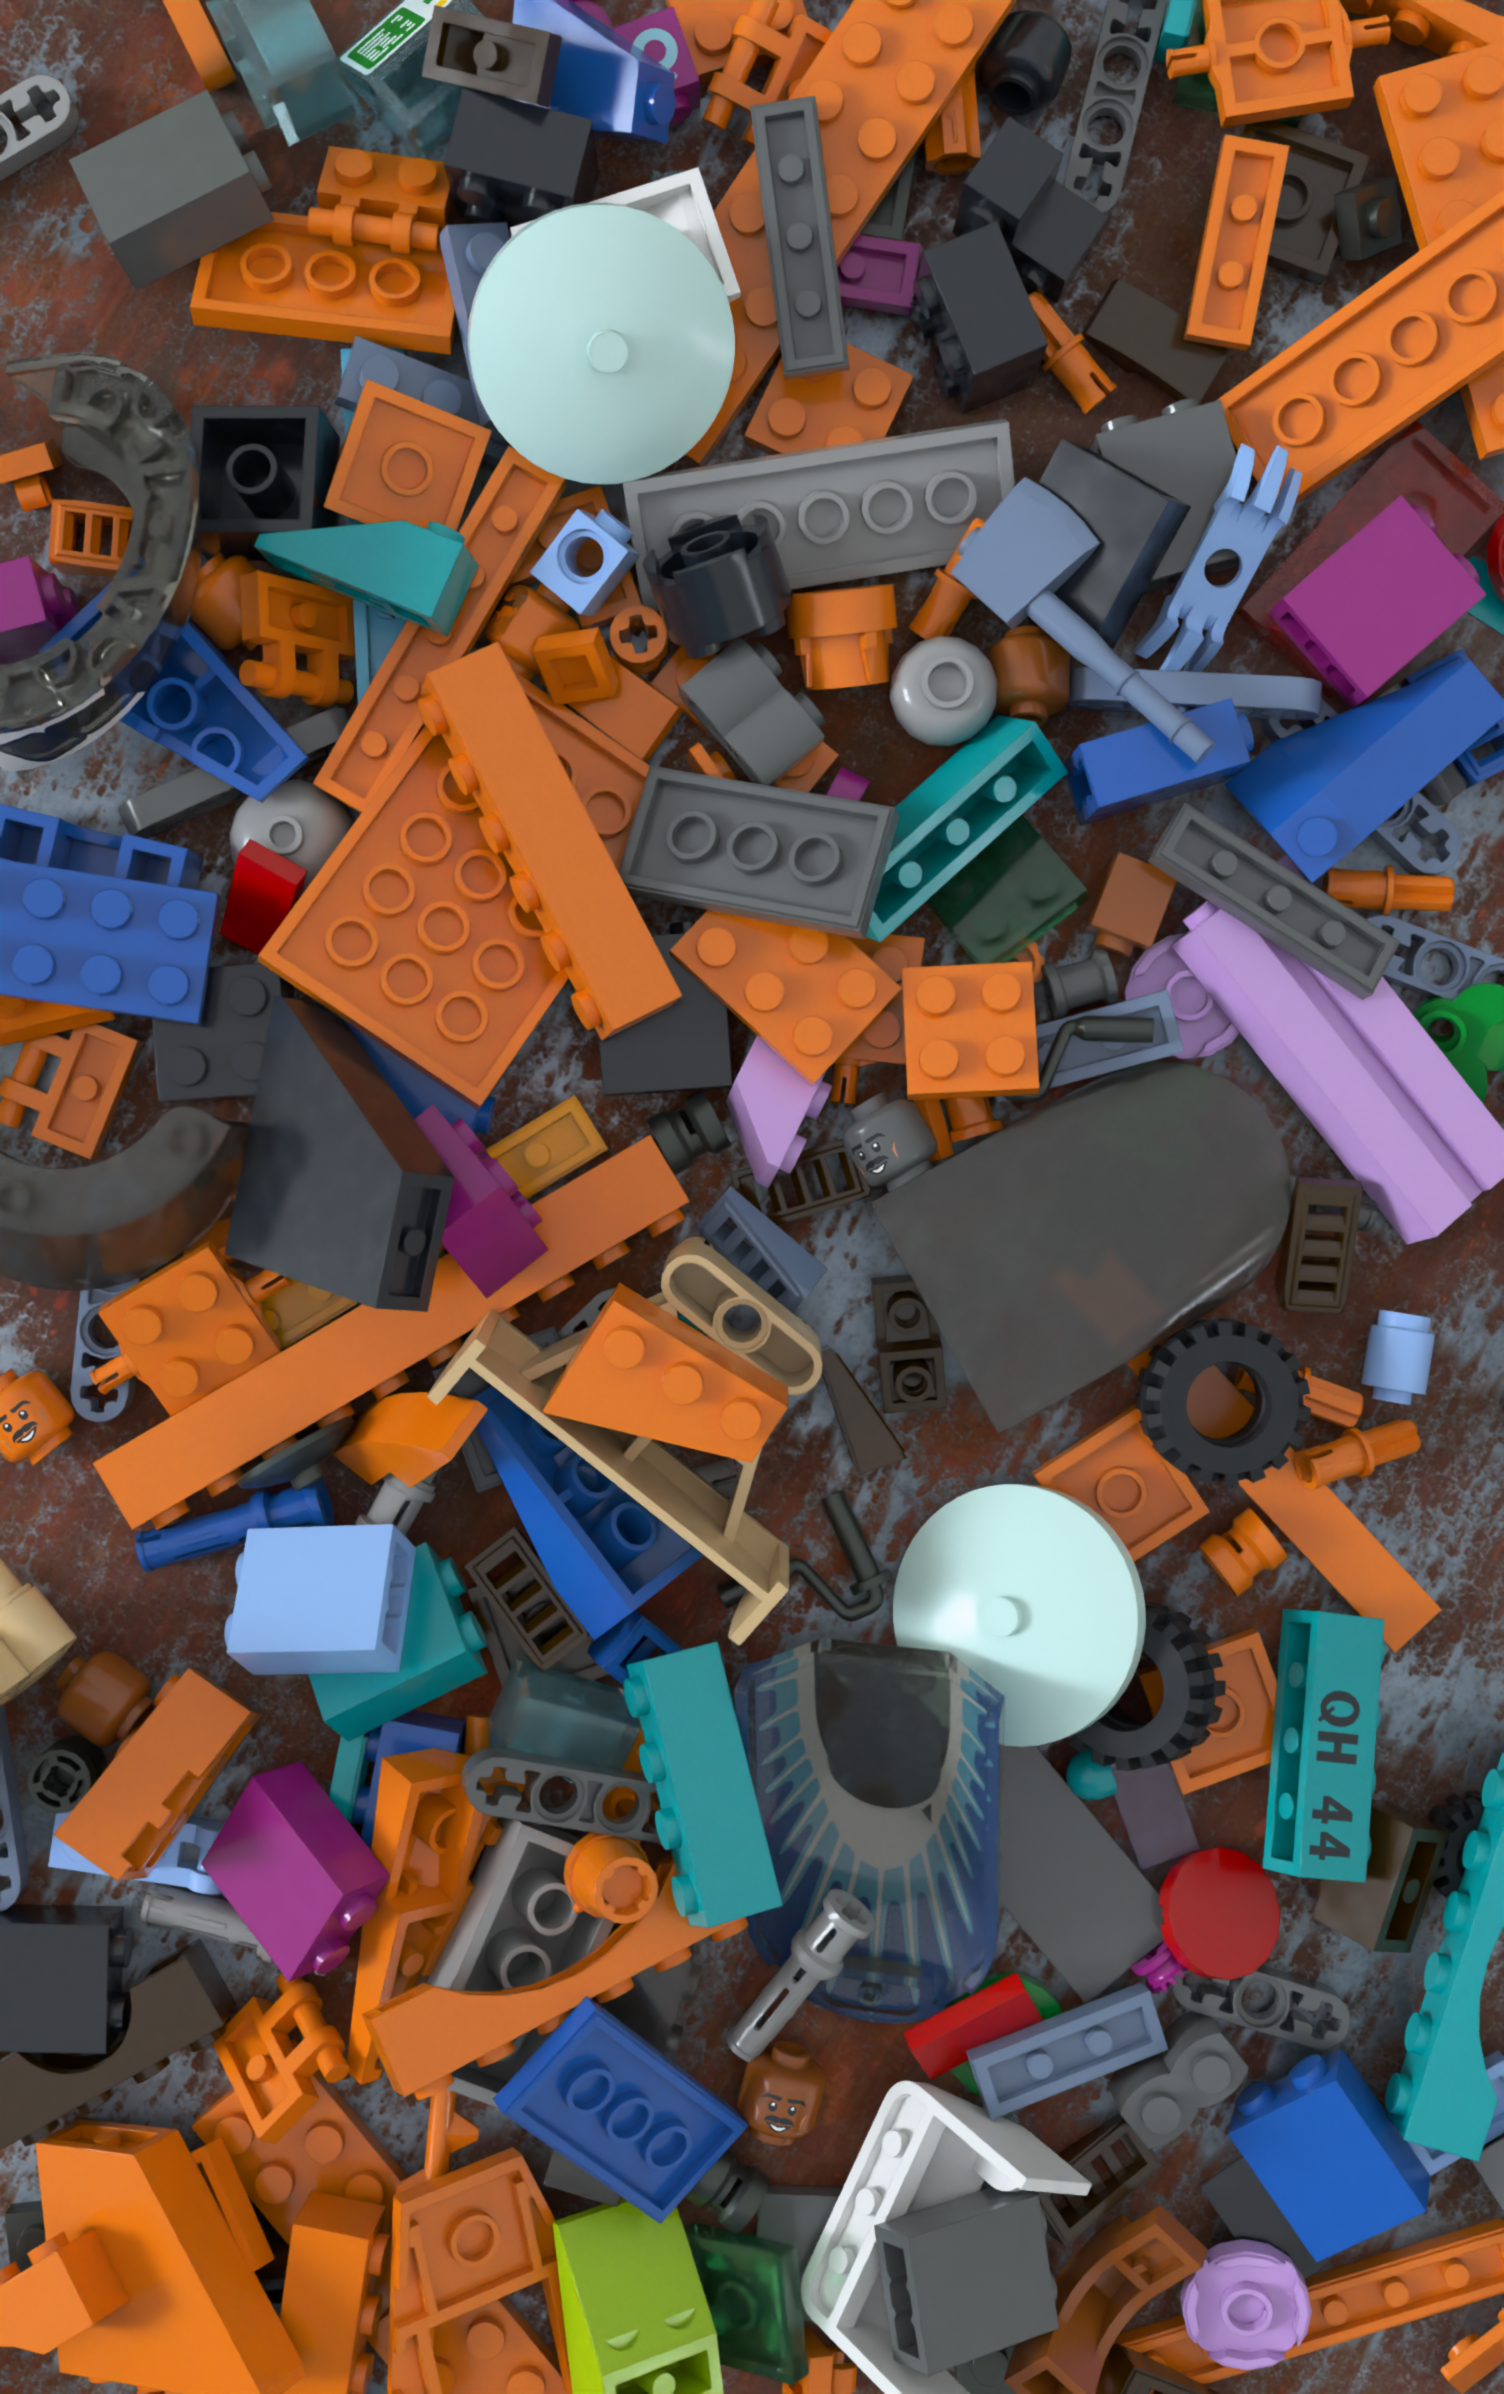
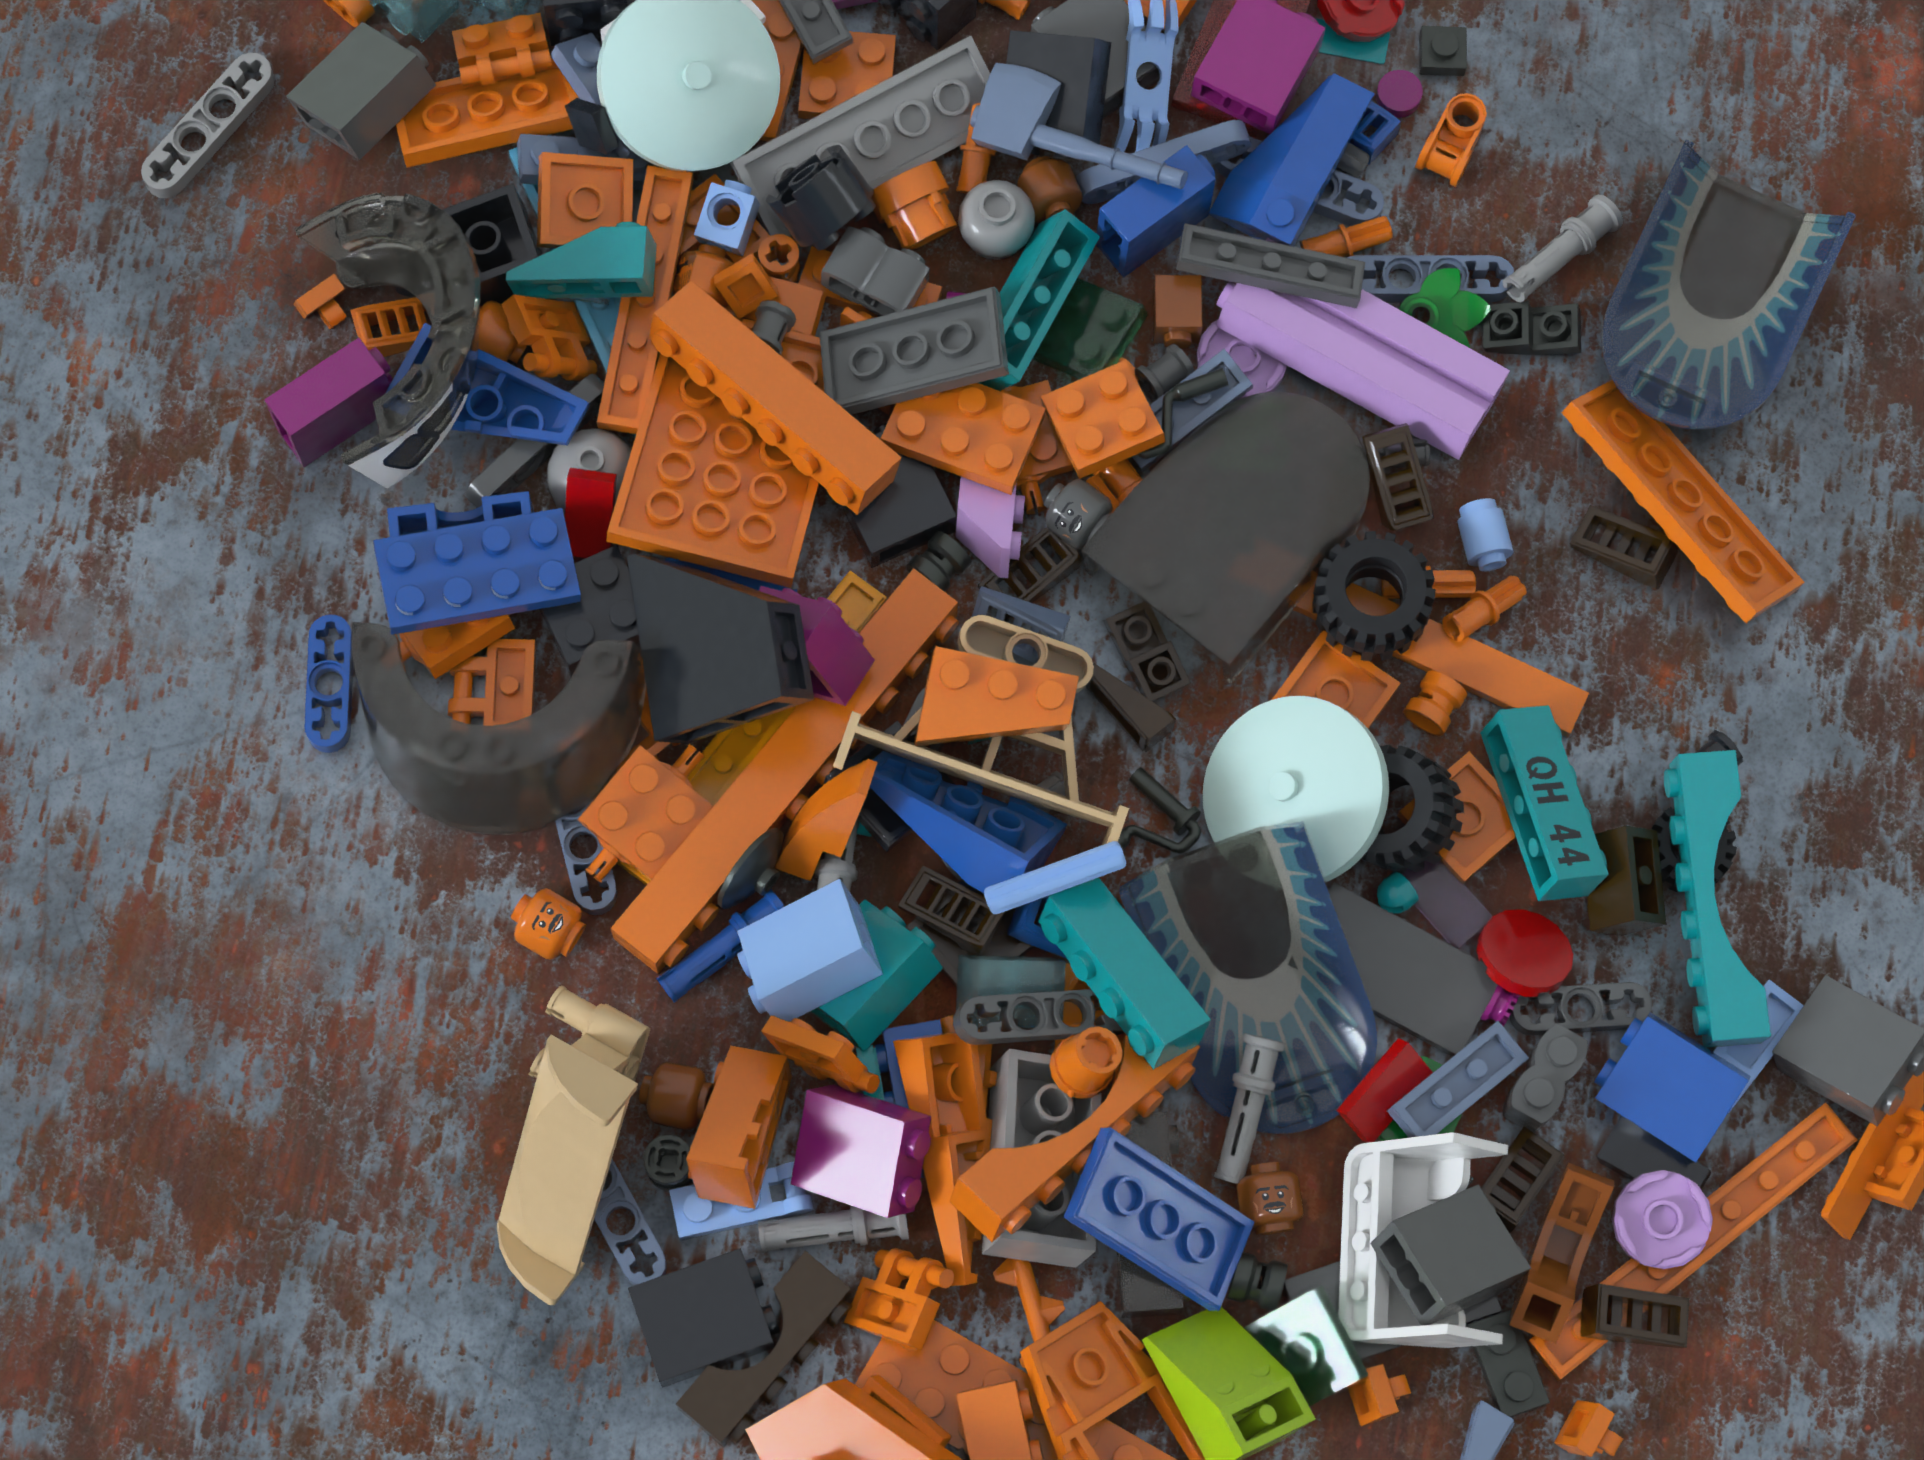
camera: 25 degrees left, 15 degrees down
(287, 1738) = (820, 1054): none -> orange plate
(449, 364) = (591, 126): none -> black tile
(586, 740) = (772, 323): none -> dark grey bush
(659, 1644) = (1055, 877): none -> light blue axle

